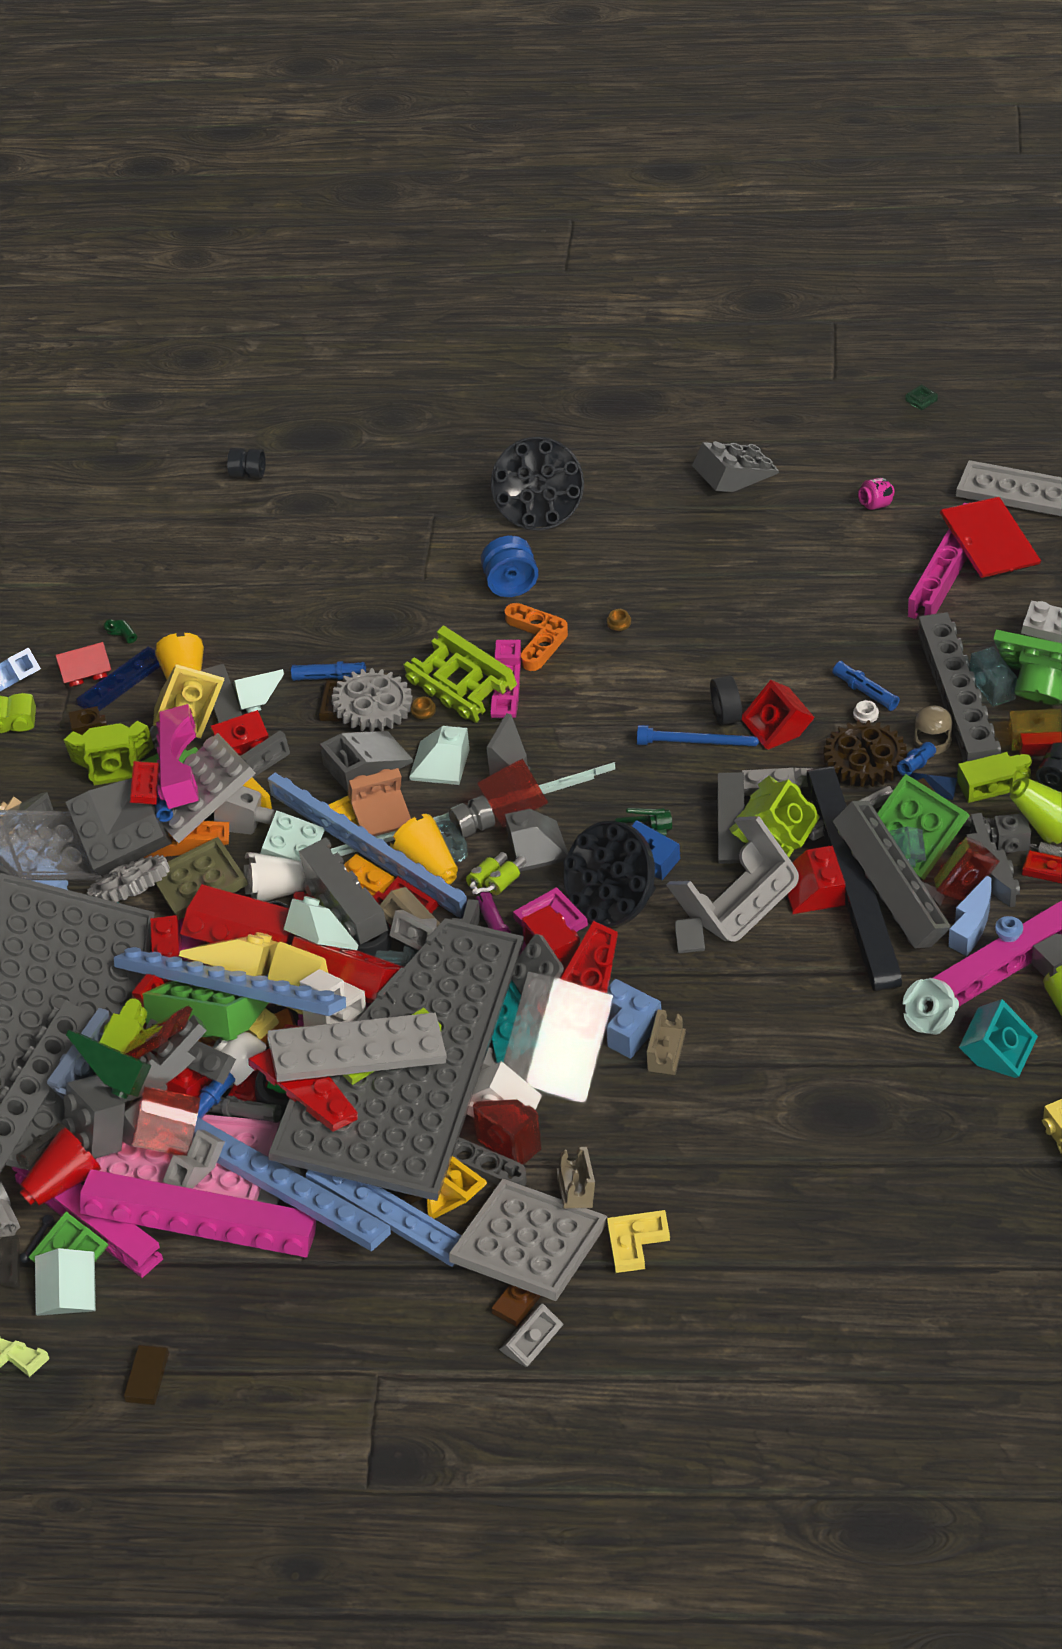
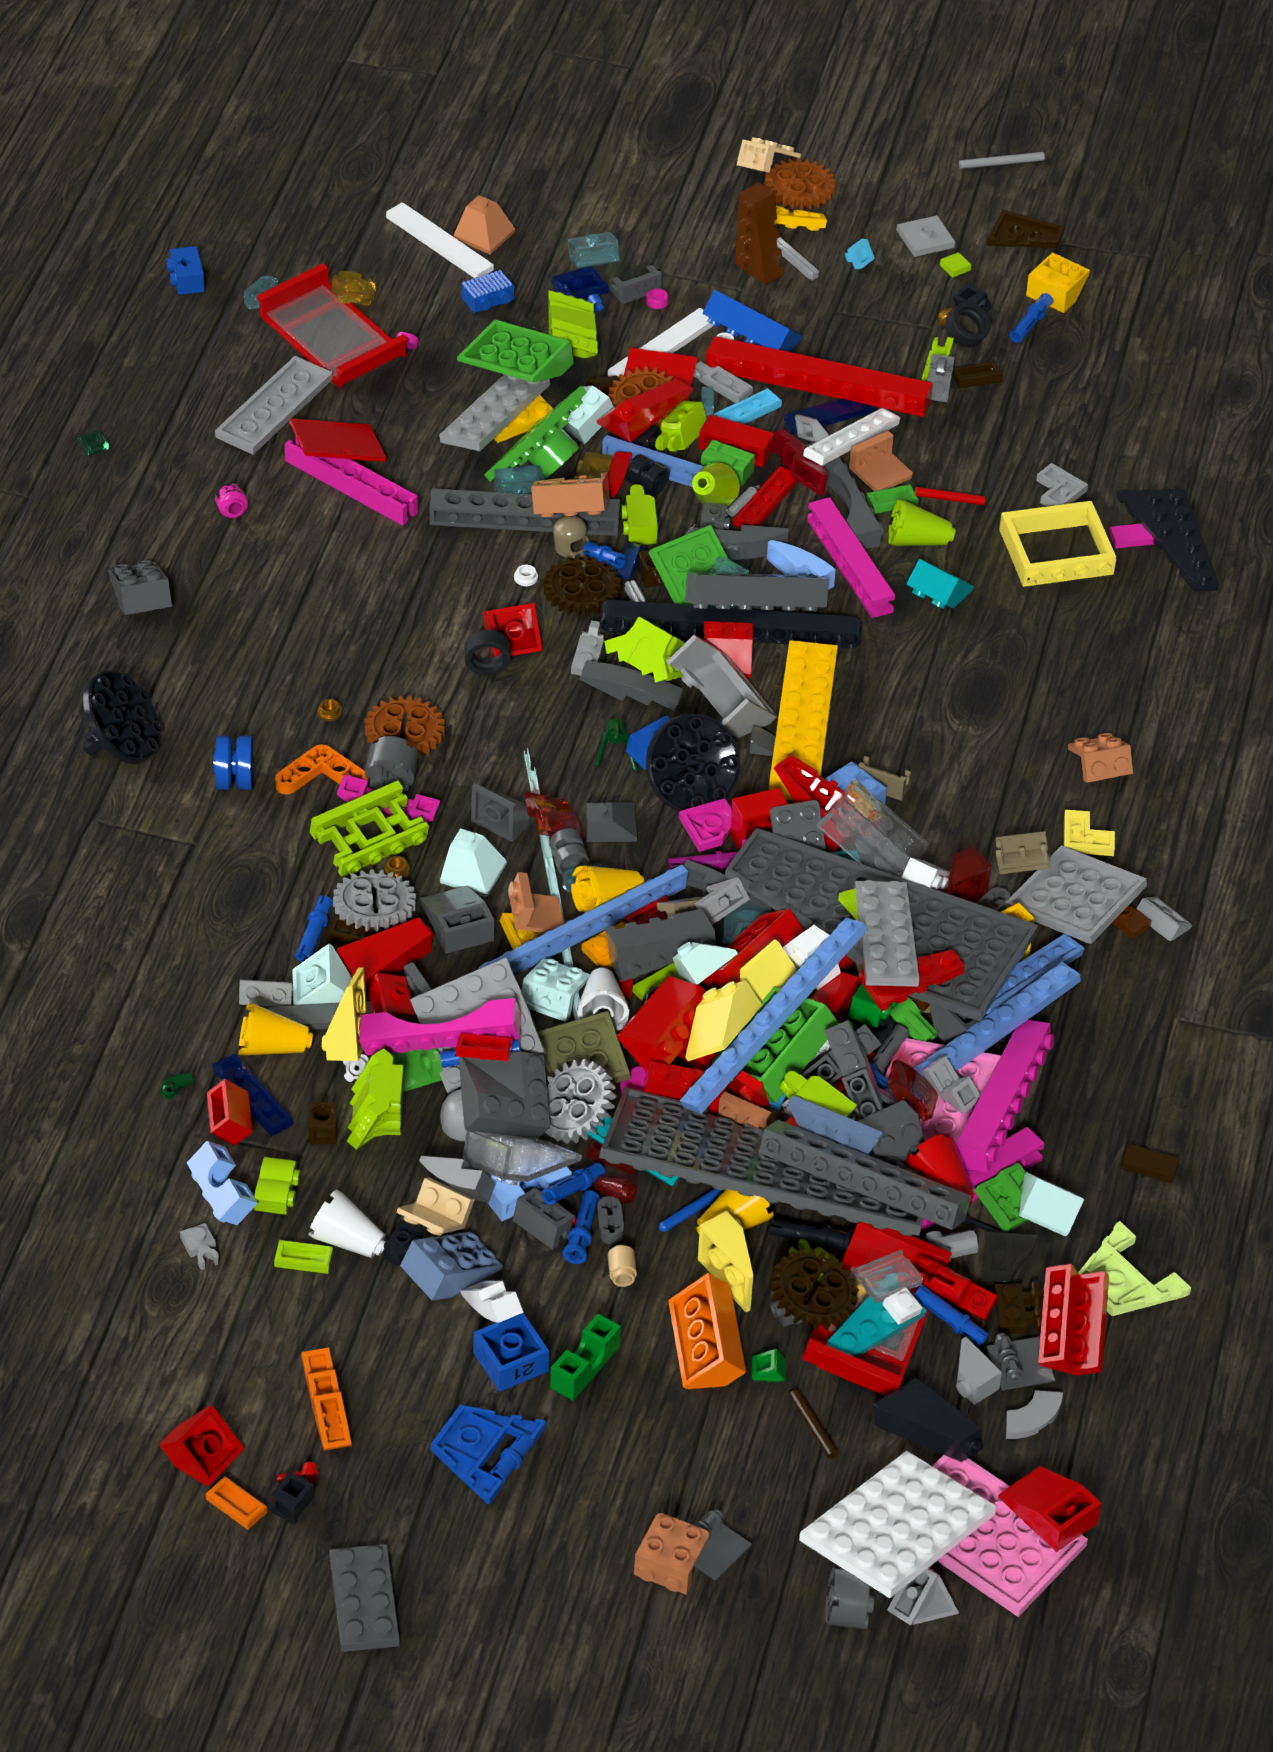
camera: 85 degrees left, 0 degrees up
(112, 1066) = (871, 1092): dark green slope -> none
(158, 1033) = (838, 1058): clear red slope -> none
(243, 657) = (265, 993): none -> light grey hinge
(298, 718) = (387, 950): none -> red slope
(493, 876) = (654, 840): lime piece -> none
(544, 668) = (391, 761): none -> dark grey brick
(610, 672) = (422, 729): none -> dark orange gear
(647, 735) = (499, 721): blue piece -> none
(729, 958) = (804, 707): none -> yellow brick
(766, 1230) = (1103, 757): none -> nougat bracket
(858, 681) = (483, 571): blue pin -> none
(943, 1010) = (889, 619): light aqua plate -> none
(965, 704) = (570, 496): none -> nougat wedge
(965, 869) = (761, 549): clear red slope -> none
(1009, 928) = (838, 540): medium blue plate -> none

